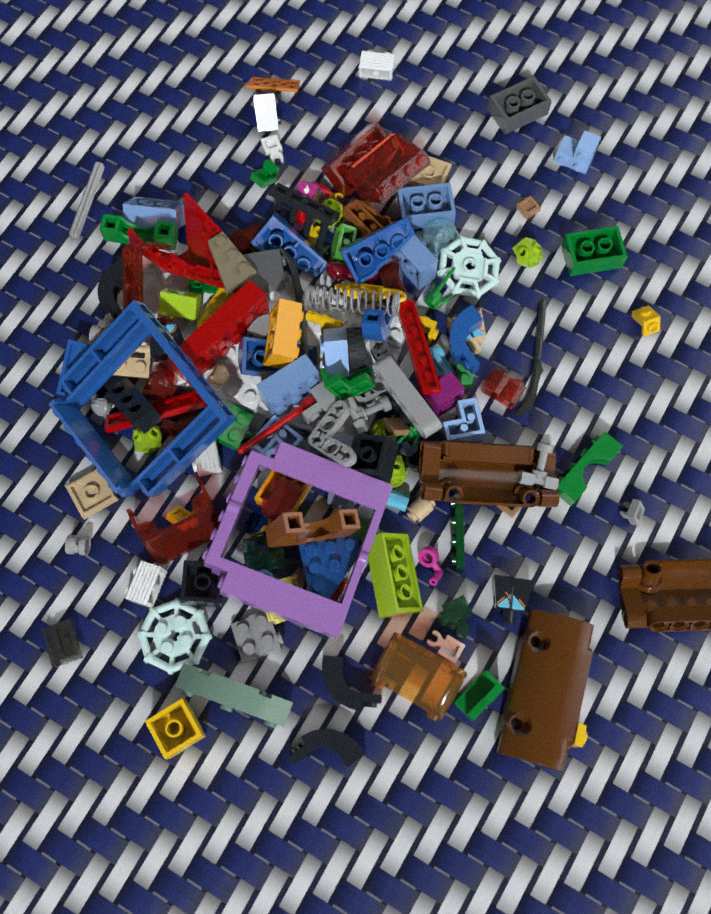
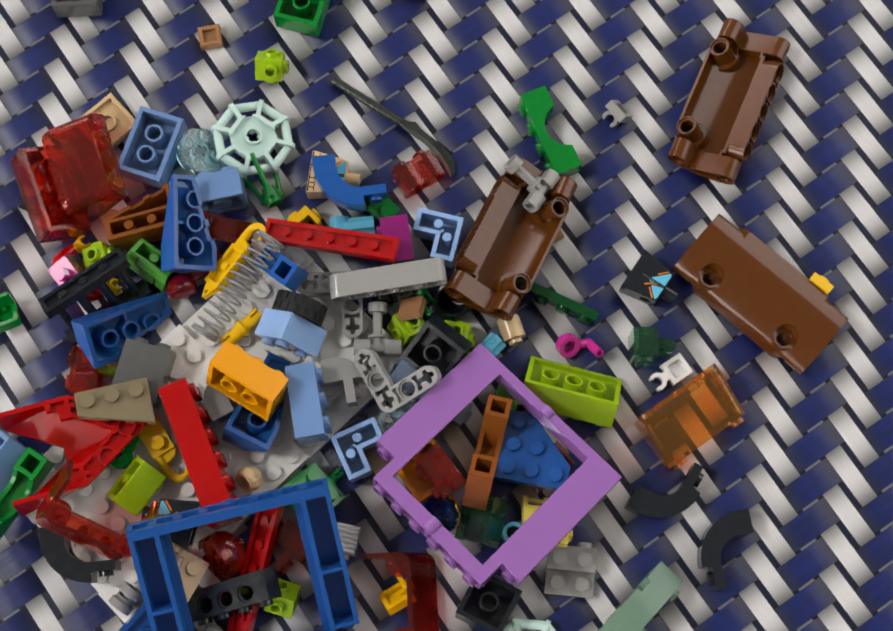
camera: 65 degrees left, 5 degrees up
(298, 297) = (188, 341): pearl dark grey piece -> none
(306, 402) = (336, 393): red piece -> none
(350, 386) = (339, 334): green panel -> none
(479, 695) = (736, 362): green panel -> none

